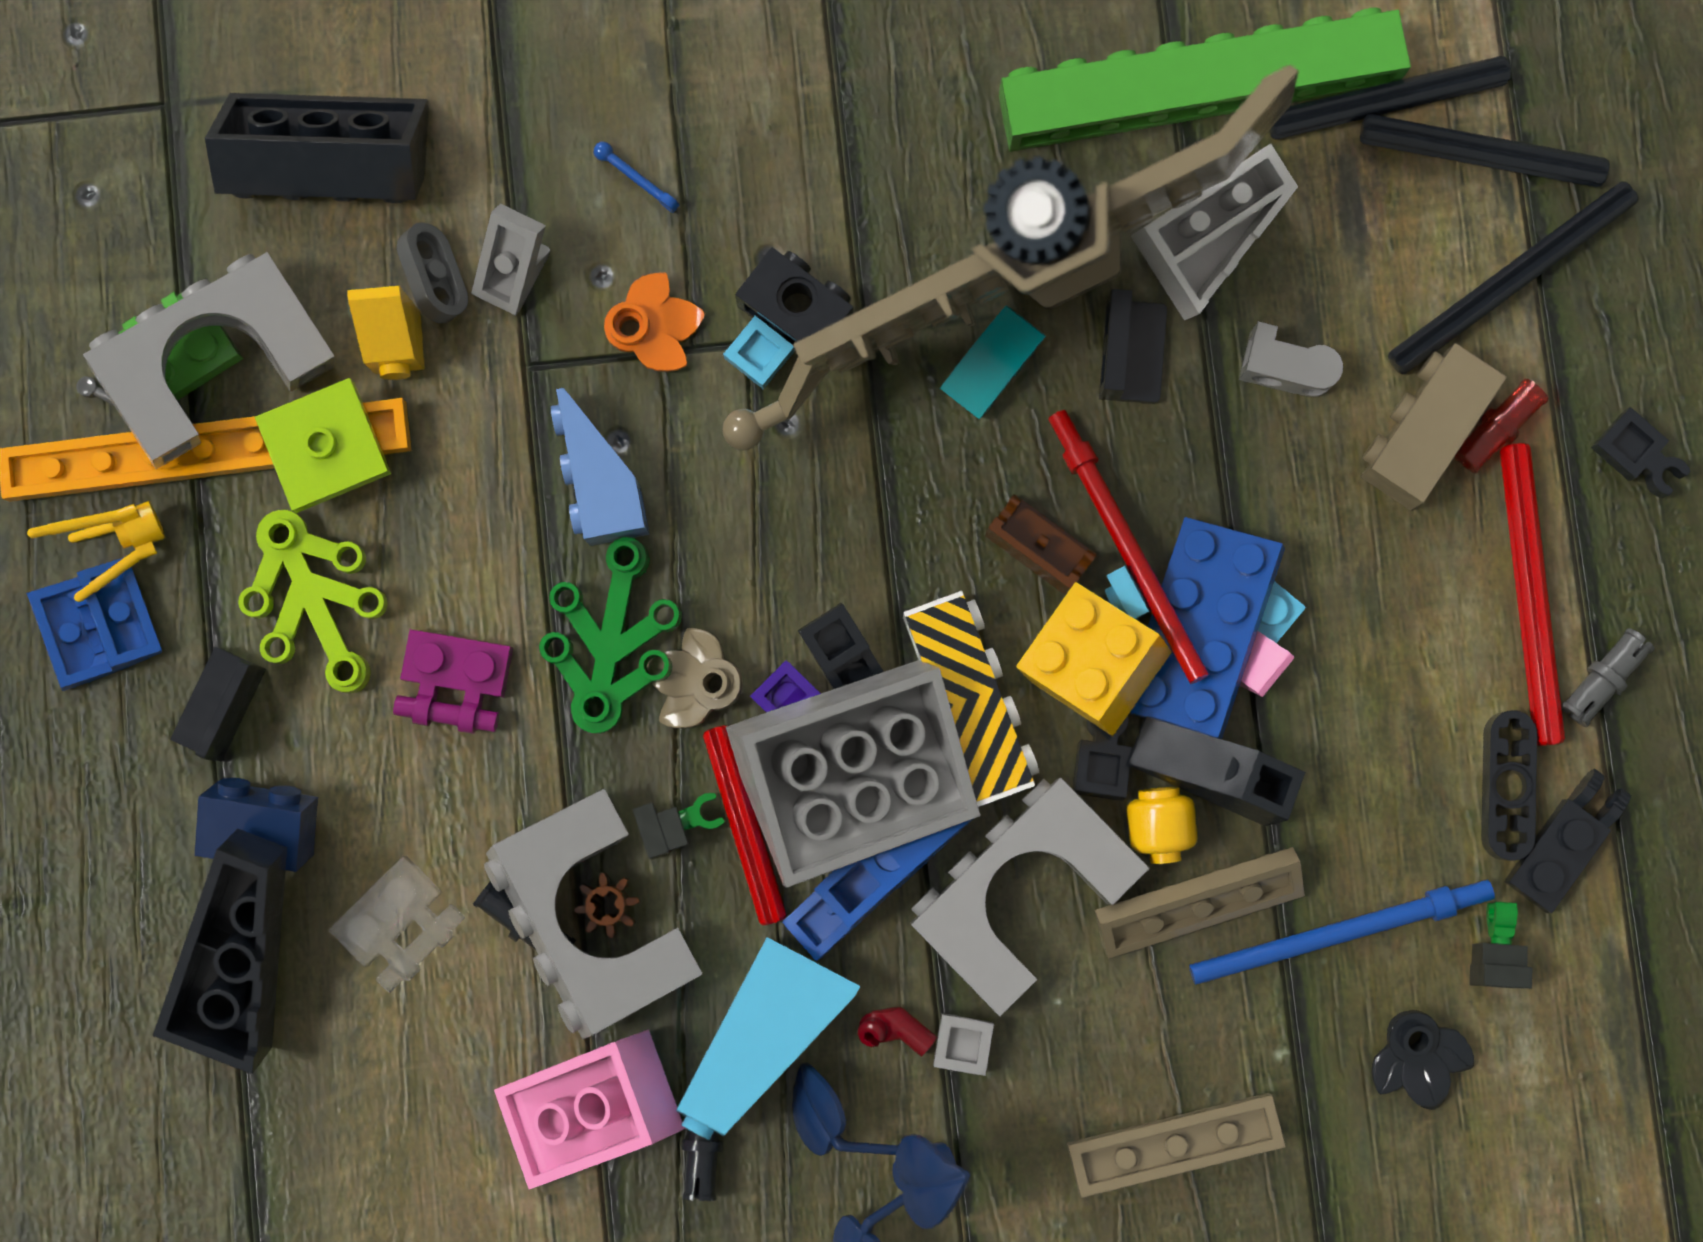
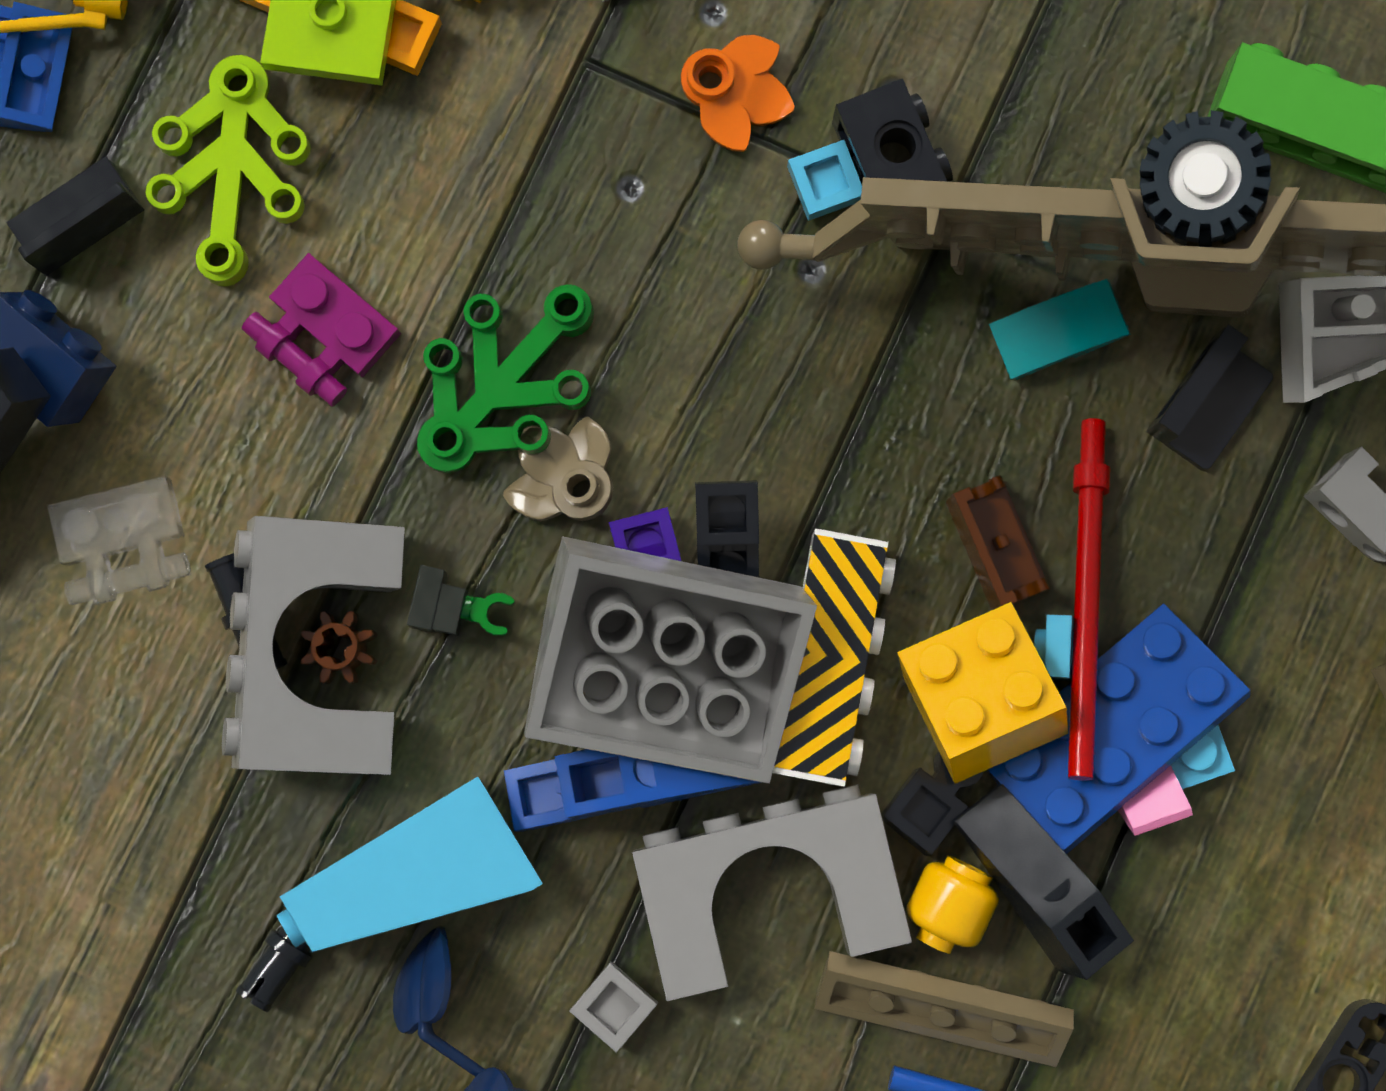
camera: 30 degrees right, 0 degrees up
(589, 1109) = (197, 843): bright pink slope -> none
(605, 489) = (586, 228): medium blue slope -> none
(745, 829) = (520, 663): red axle -> none
(892, 1025) = (554, 943): dark red arm -> none

